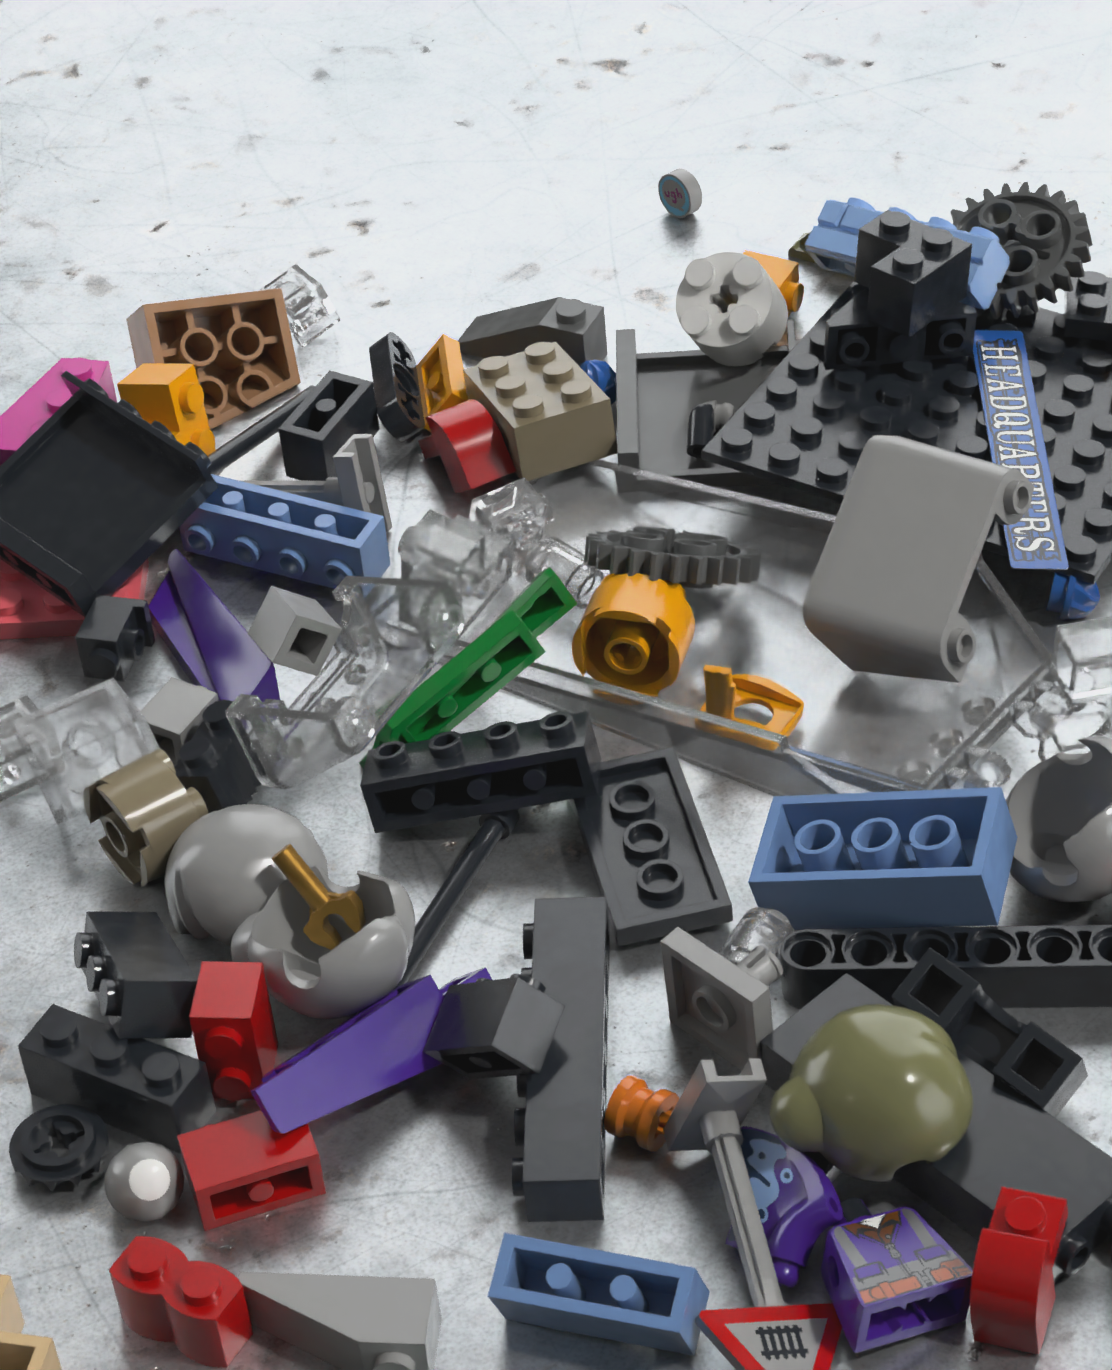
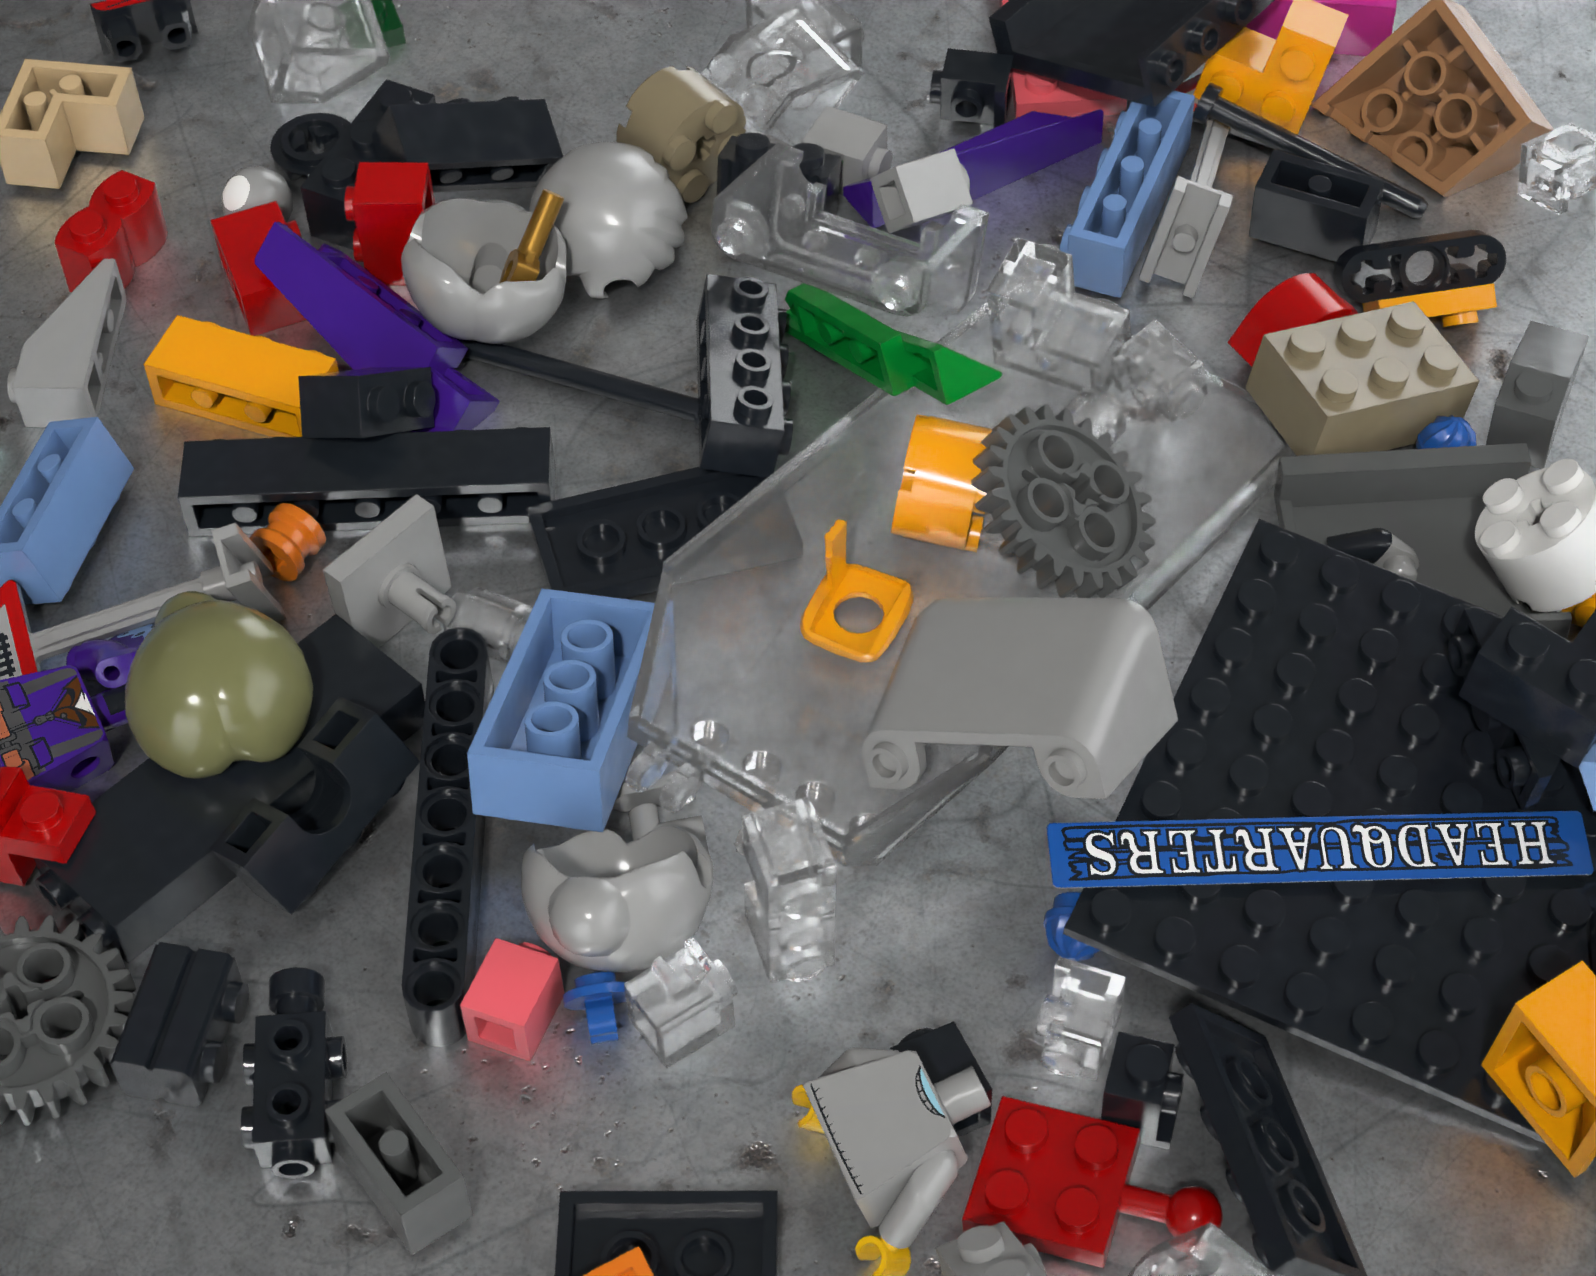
camera: 85 degrees right, 10 degrees up
(414, 1167) = (232, 376): none -> light orange brick

